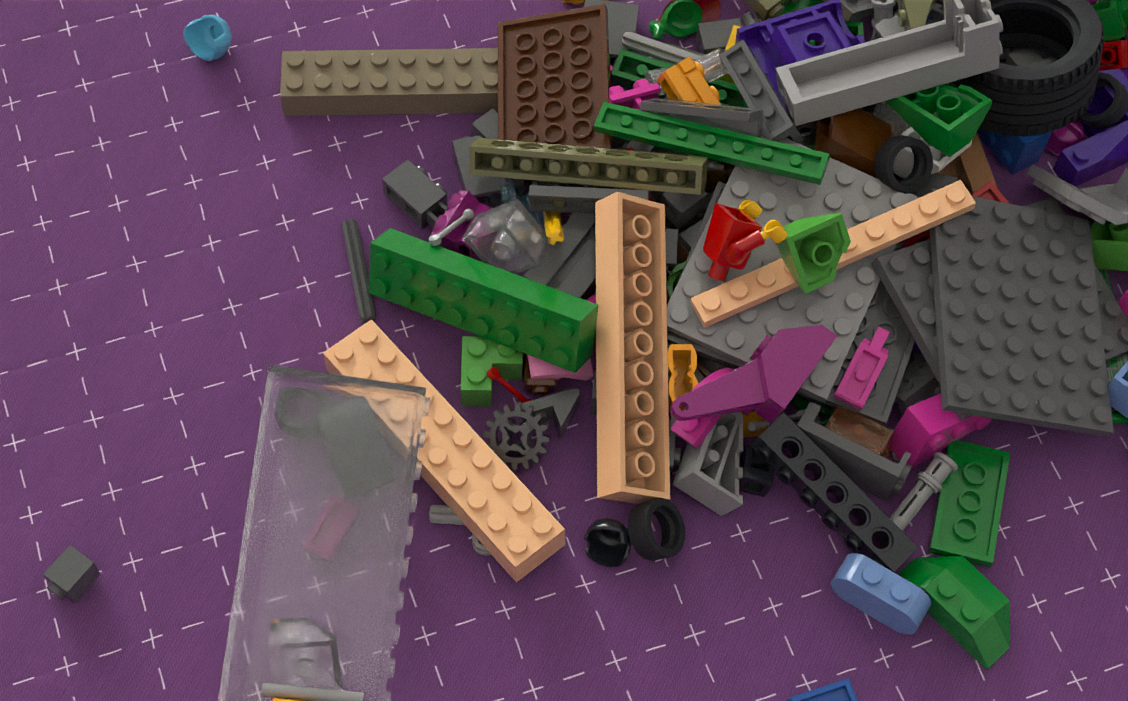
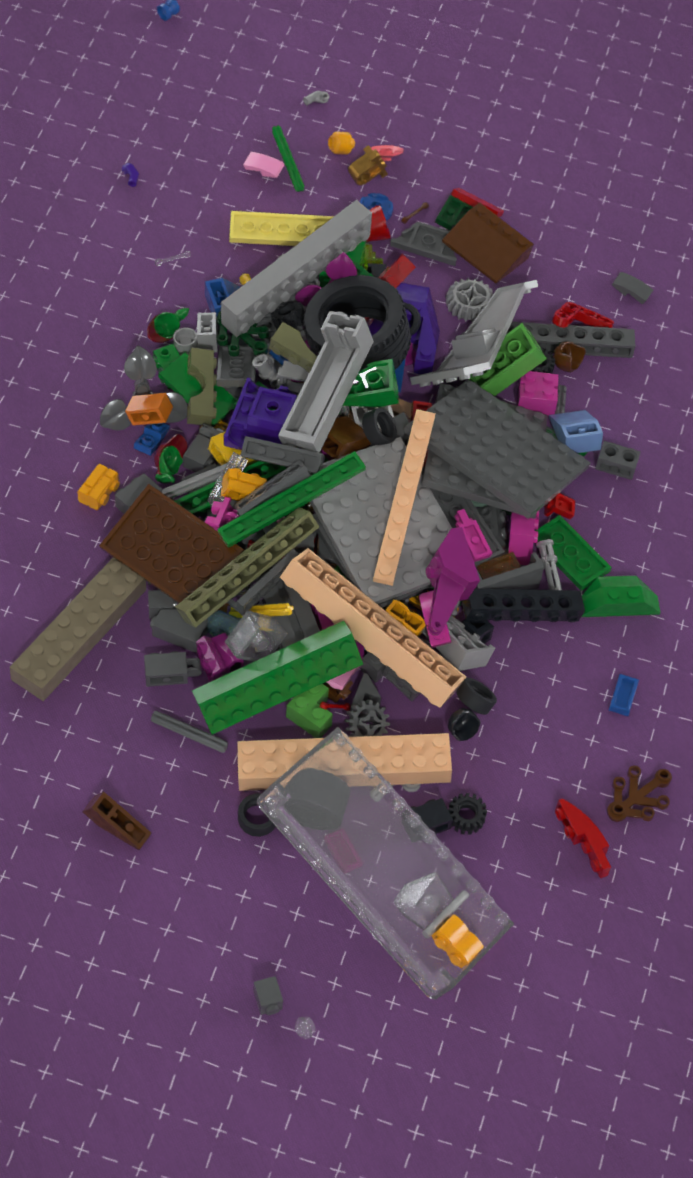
camera: 55 degrees left, 5 degrees down
(62, 642) = (304, 1027): none -> clear plate
(183, 277) = (116, 820): none -> reddish brown slope
(434, 240) = (224, 671): light grey hinge -> none
(439, 589) = (434, 815): none -> black brick
(496, 648) = (470, 803): none -> black tyre
(734, 236) = (364, 529): red torso -> none
(814, 249) = (401, 501): bright green slope -> none
(881, 593) = (590, 625): medium blue brick -> none
(1025, 445) = (561, 505): none -> red bracket

